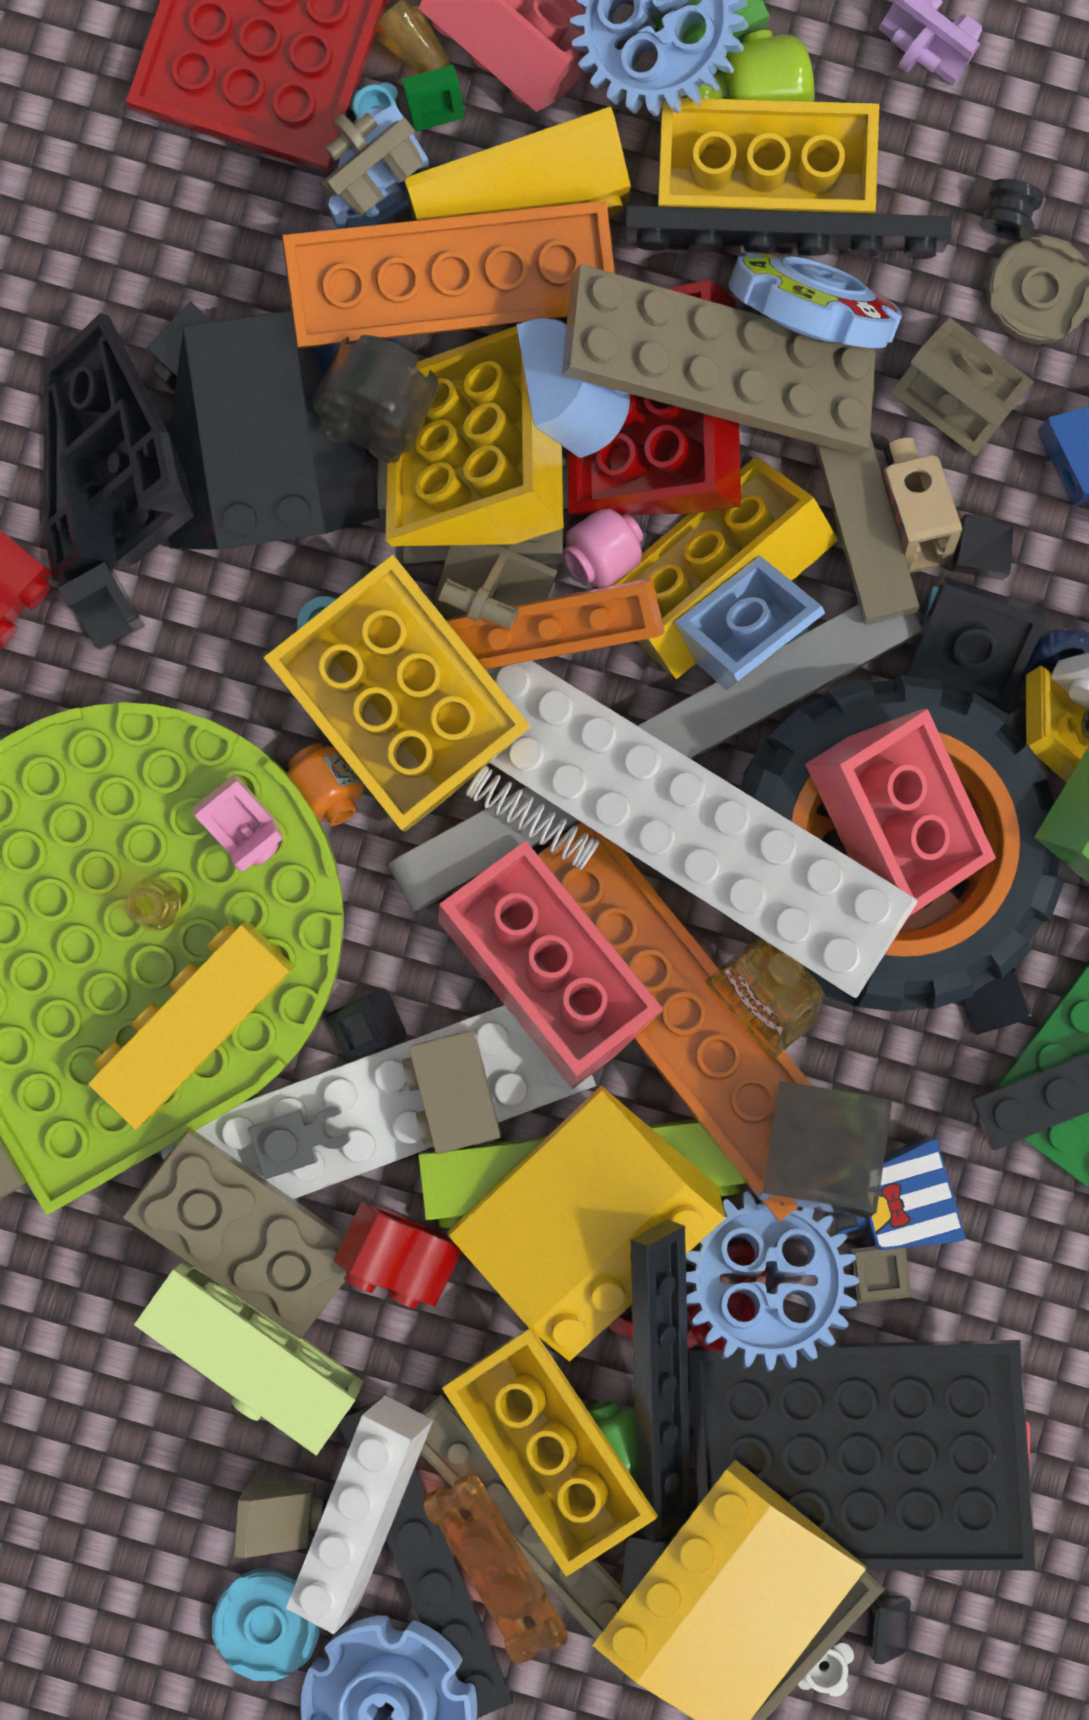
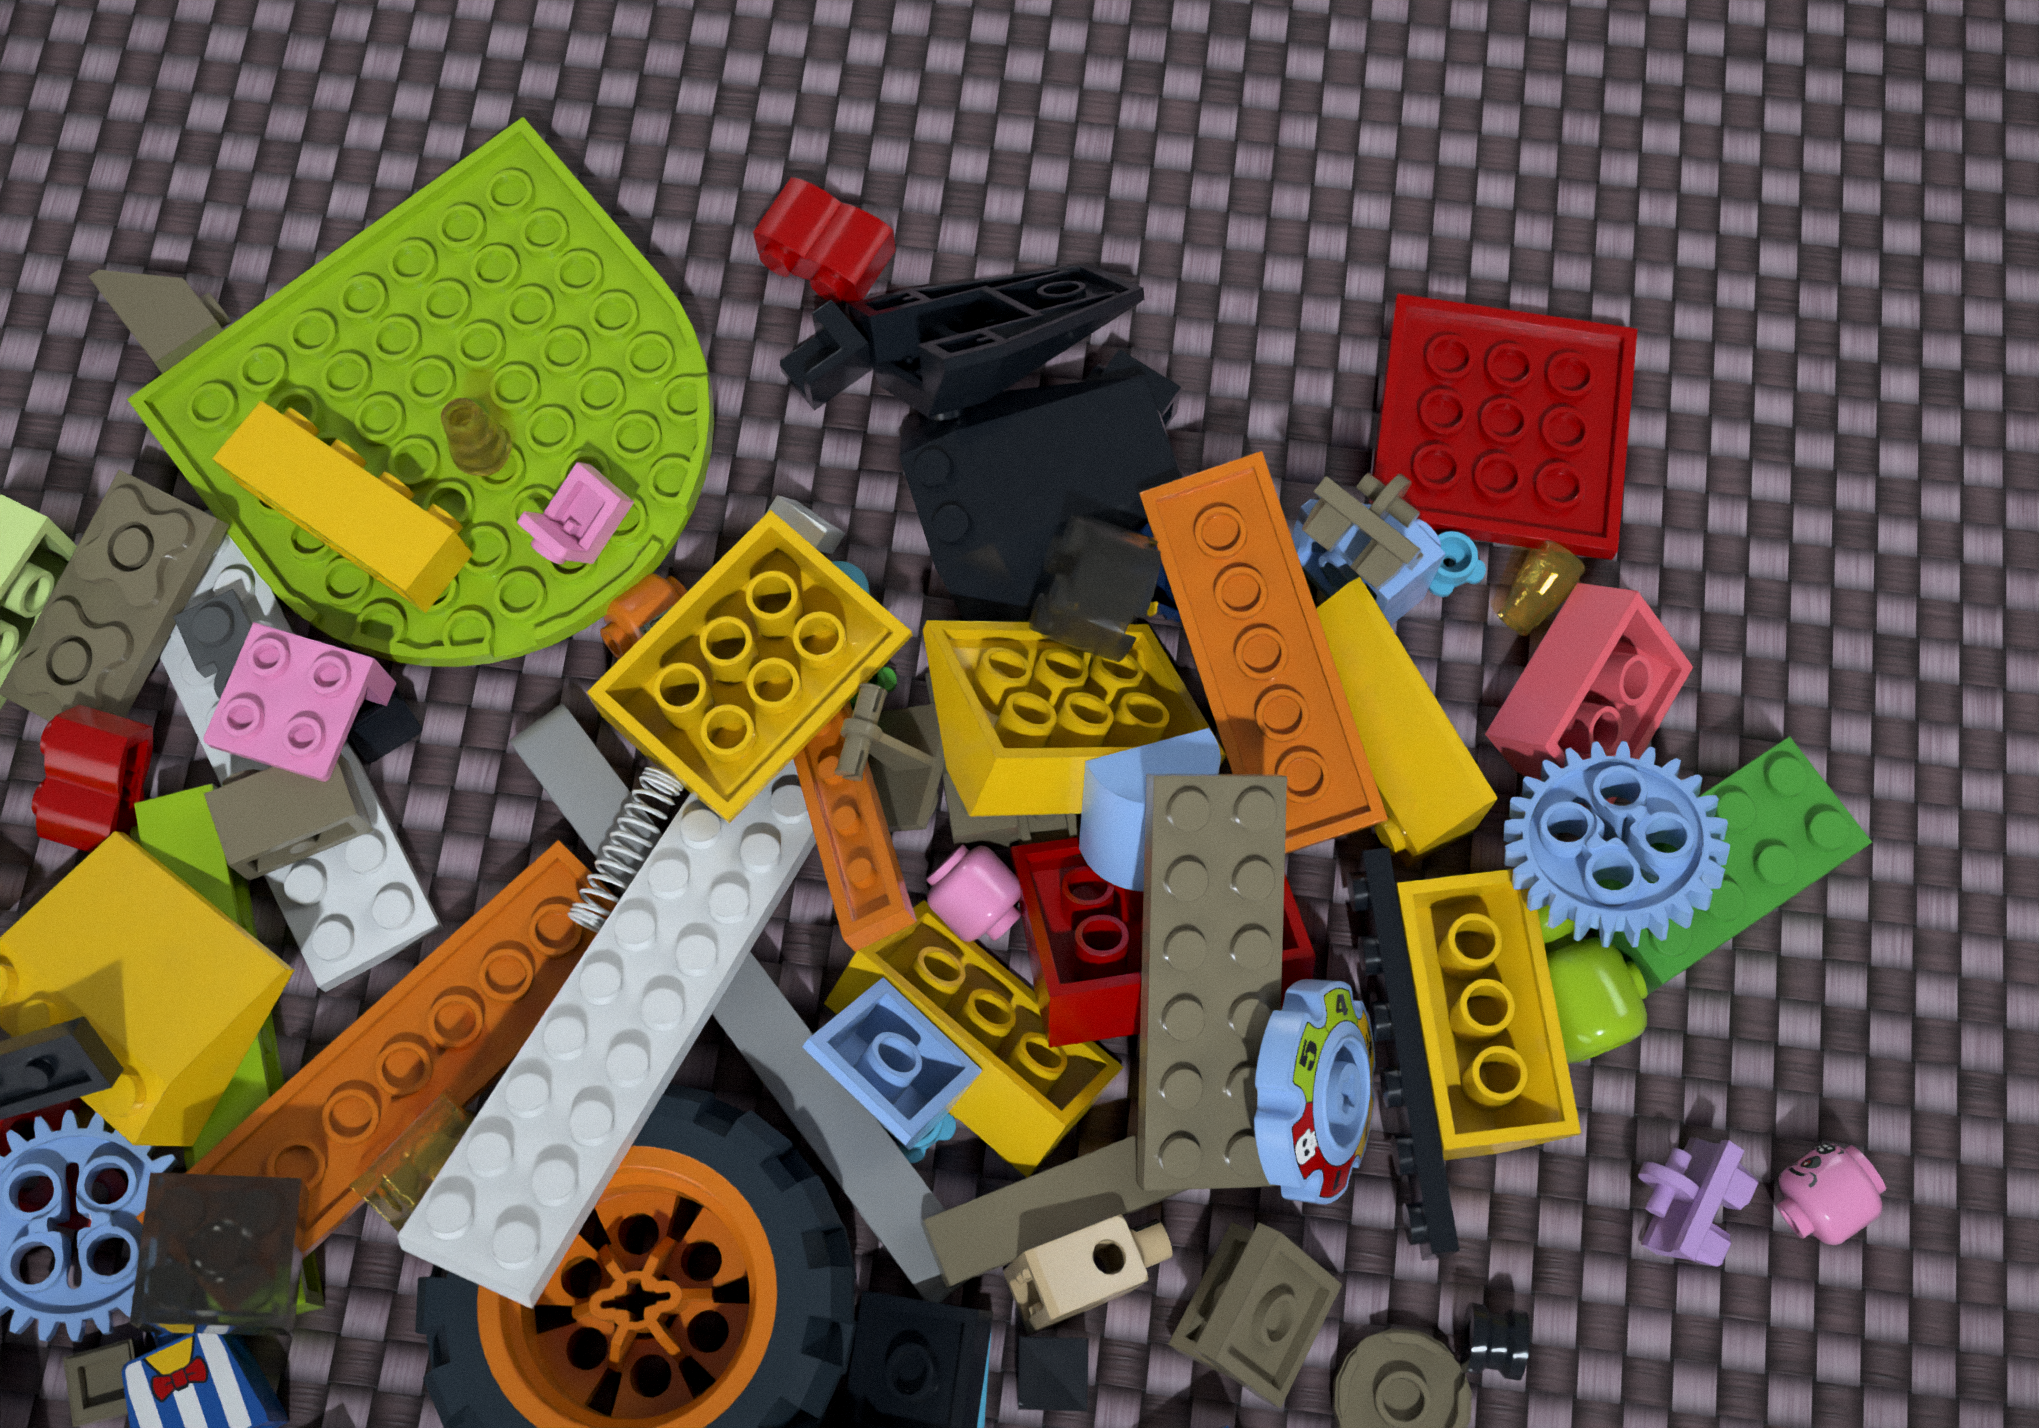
camera: 80 degrees right, 15 degrees down
(259, 642) = (808, 524): none -> white plate
(368, 1076) = (294, 701): none -> bright pink bracket
(433, 98) = (1477, 618): green plate -> none
(548, 963) = (445, 893): coral slope -> none
(902, 807) = (658, 1282): coral slope -> none

